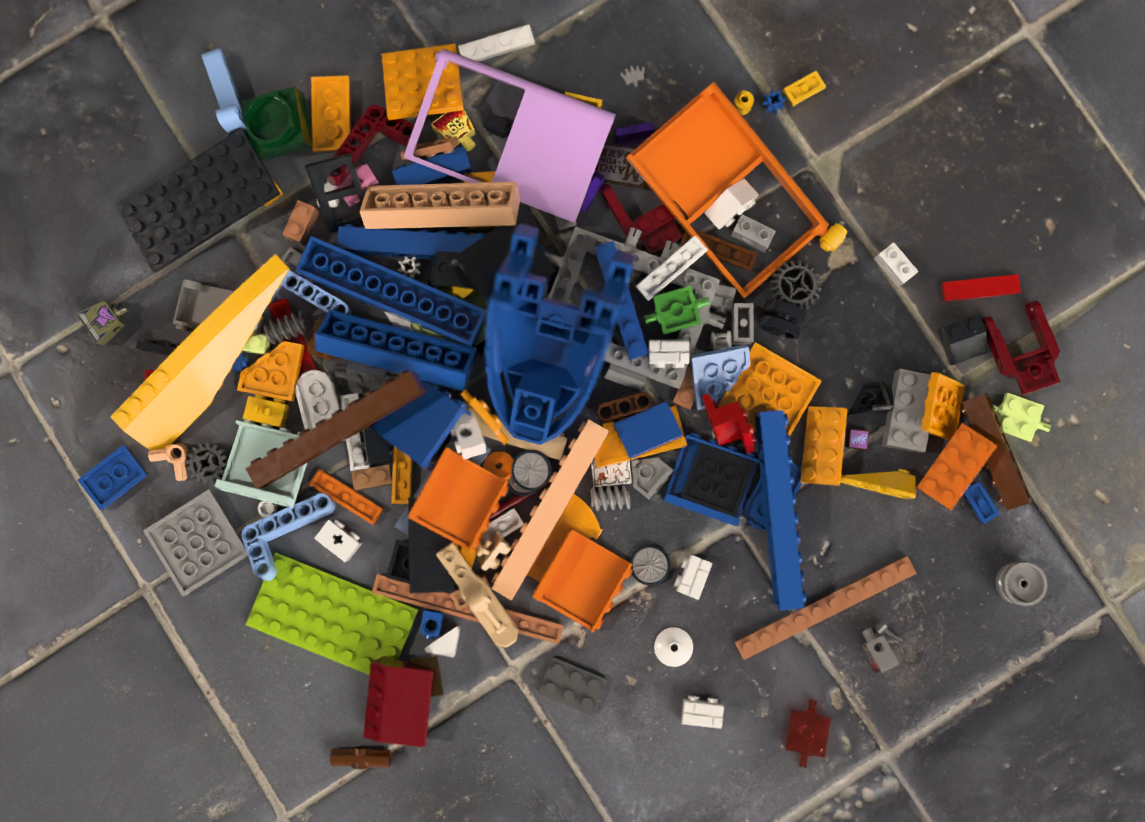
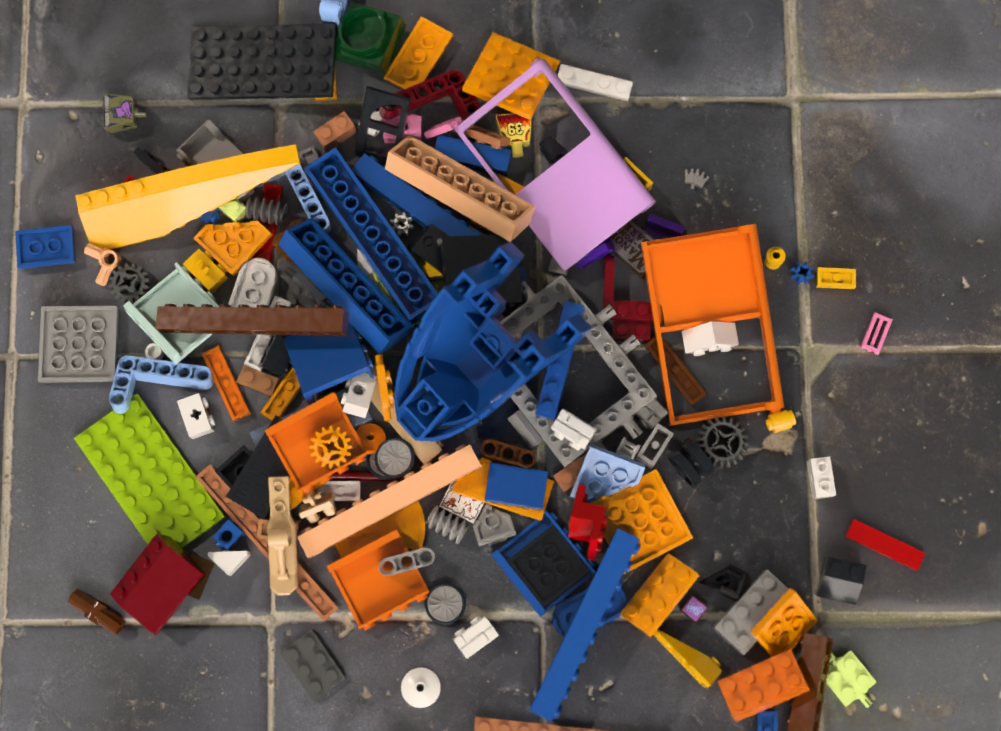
camera: 30 degrees right, 5 degrees down
(392, 162) = (443, 127): none -> bright pink tile
(474, 504) = (335, 435): none -> light orange gear
(606, 548) = (398, 567): none -> light grey beam
(671, 268) = (621, 359): white tile -> none
(677, 310) = (603, 398): bright green plate -> none
(753, 233) = (713, 374): light grey brick -> none
(867, 130) = (870, 348): none -> bright pink tile
(1033, 369) = (885, 643): dark red plate -> none

